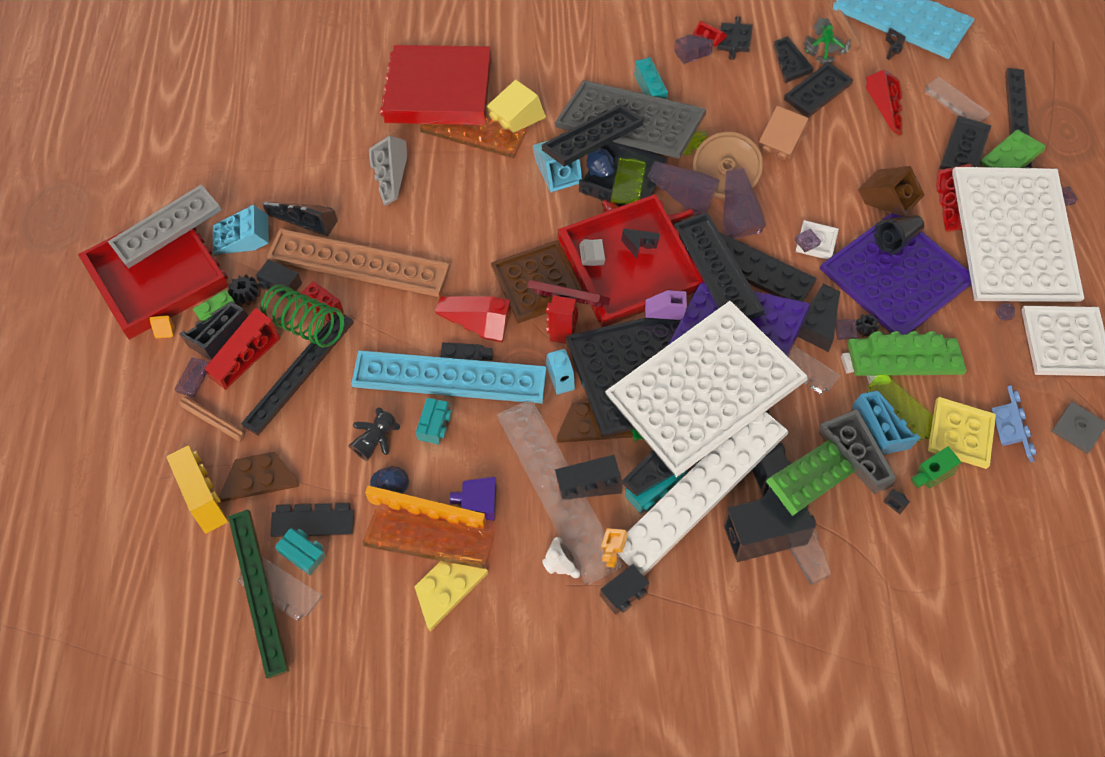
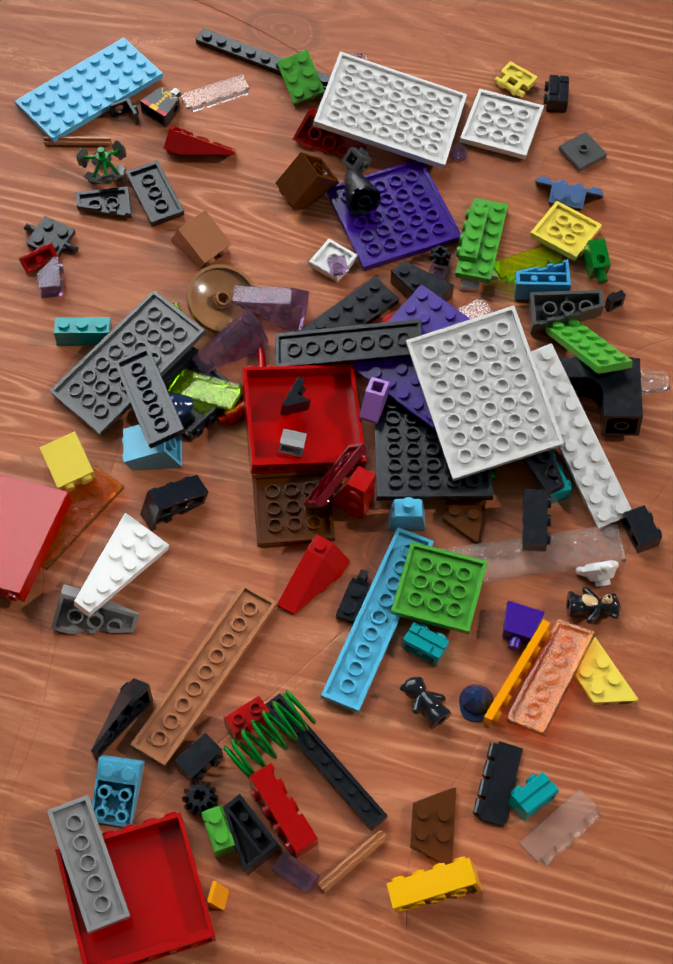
camera: 75 degrees left, 0 degrees up
(258, 594) = (567, 842): dark green plate -> none
(445, 174) = (122, 560): none -> white wing
(490, 415) = (439, 587): none -> bright green plate
(511, 190) = (172, 499): none -> black wedge
(516, 549) = (591, 605): none -> black piece
(613, 542) = (601, 520): light orange plate -> none
(916, 66) = (161, 105): none -> black torso
(941, 224) = (357, 159): none -> dark grey brick
(965, 143) = (273, 107): black plate -> none

